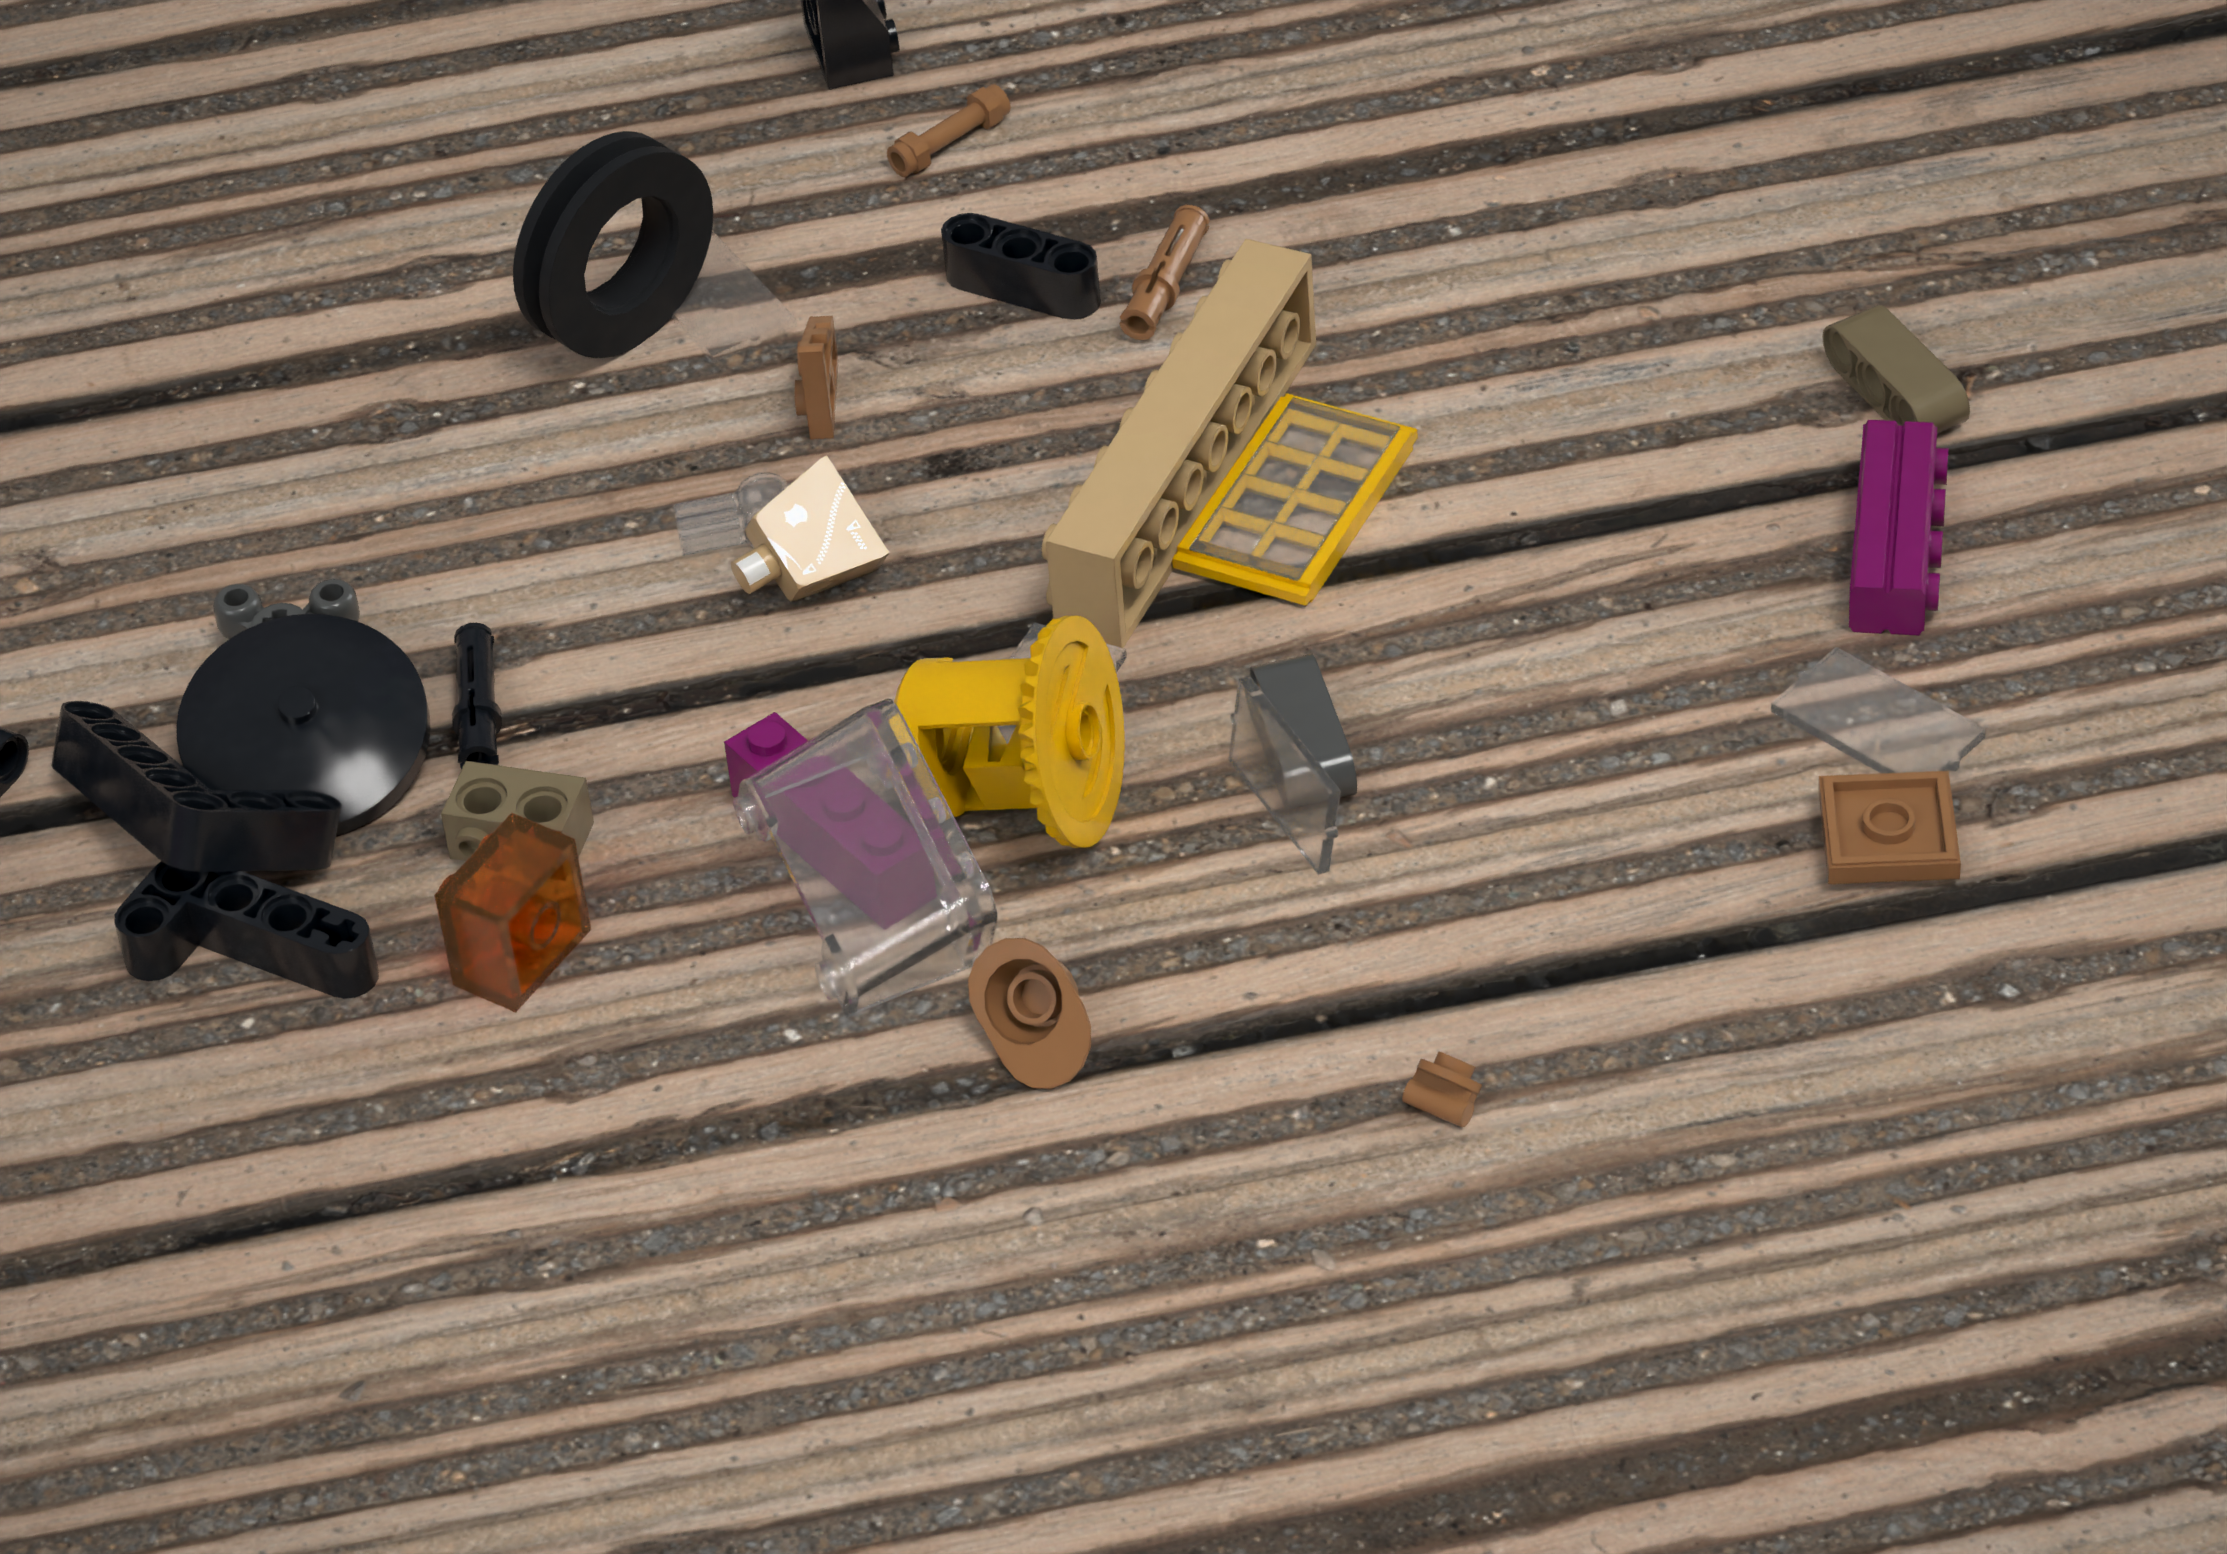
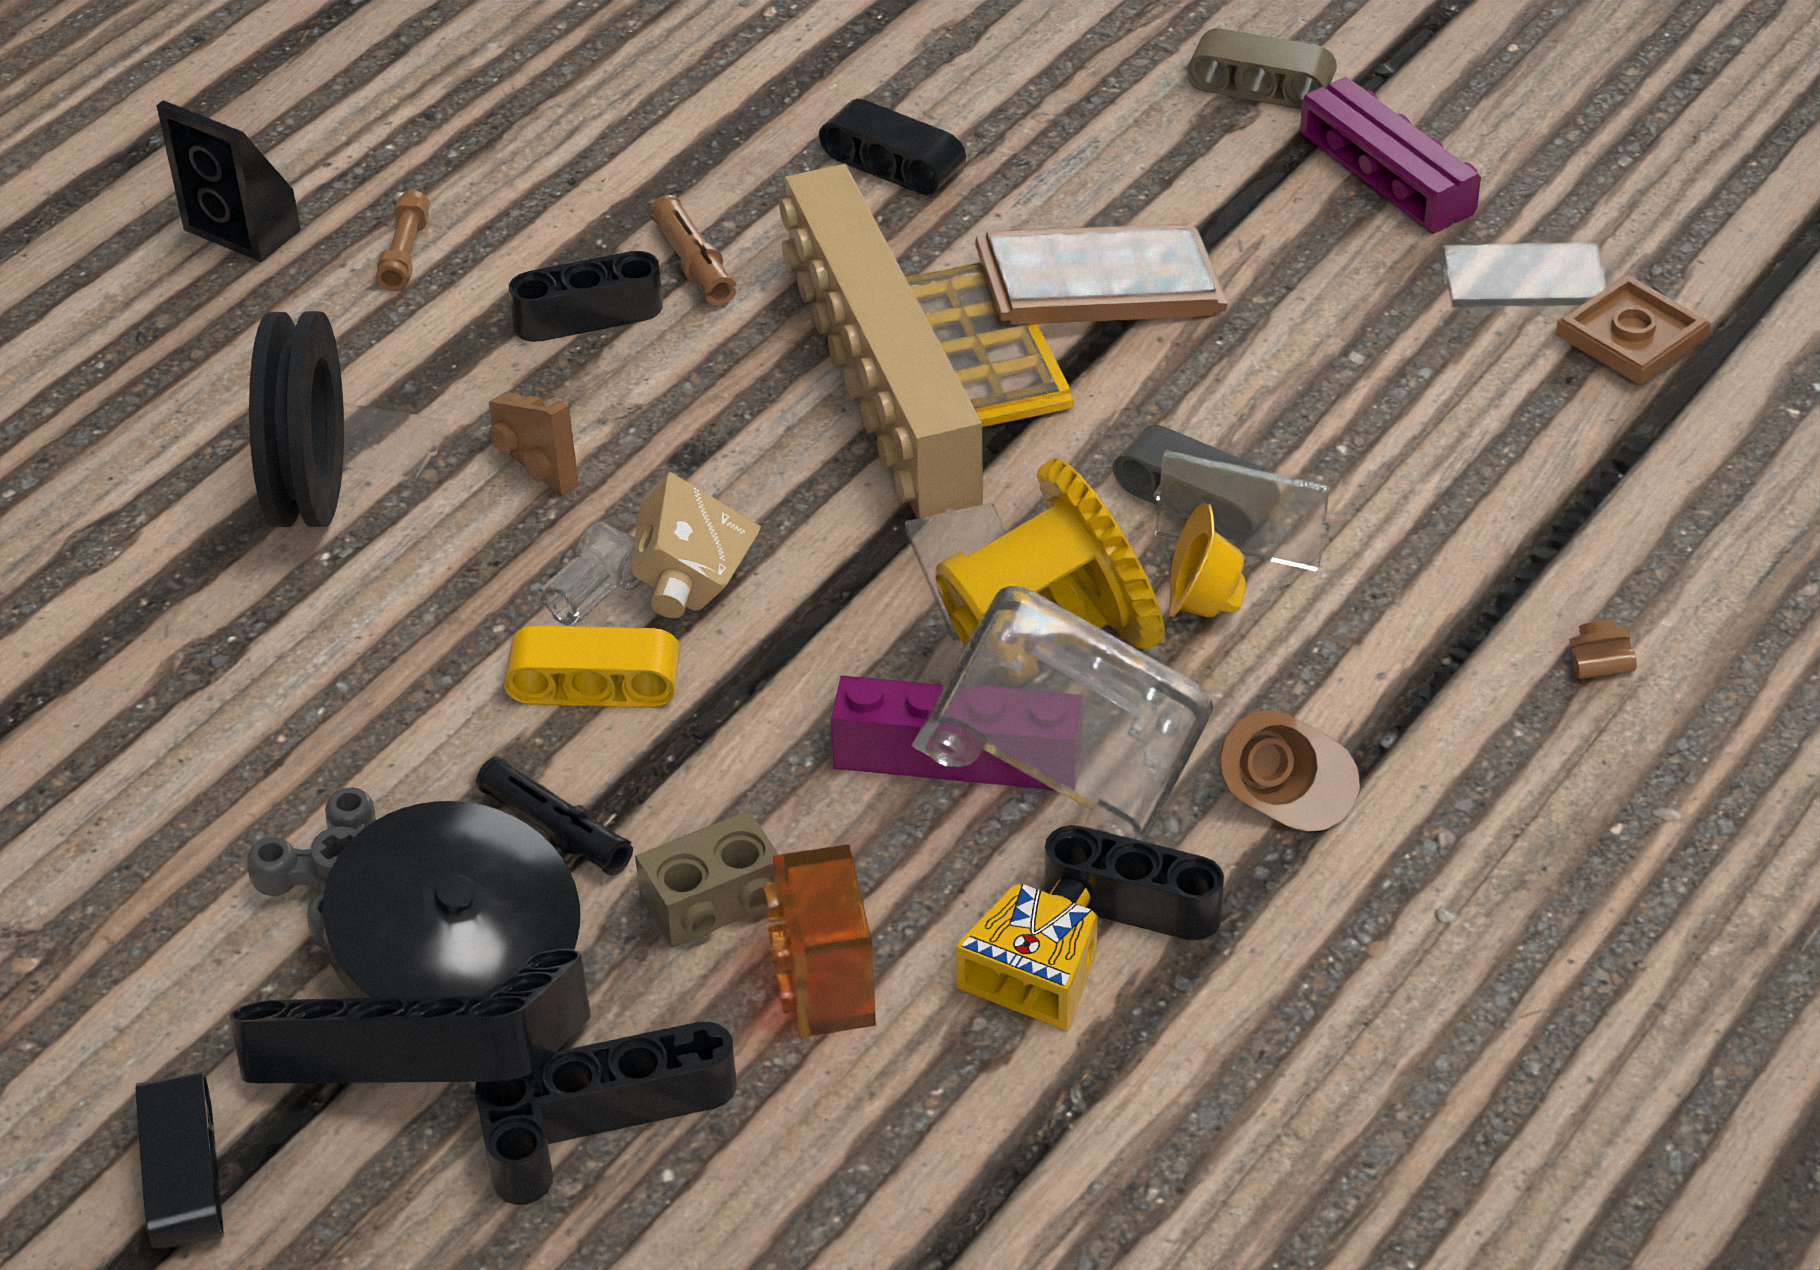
camera: 45 degrees left, 0 degrees up
(641, 595) = (592, 666): none -> yellow beam
(674, 1026) = (1032, 952): none -> yellow torso
(810, 1024) = (1138, 881): none -> black beam
(1191, 812) = (1205, 569): none -> yellow piece
(1454, 266) = (892, 146): none -> black beam
(1475, 493) = (1099, 274): none -> clear piece

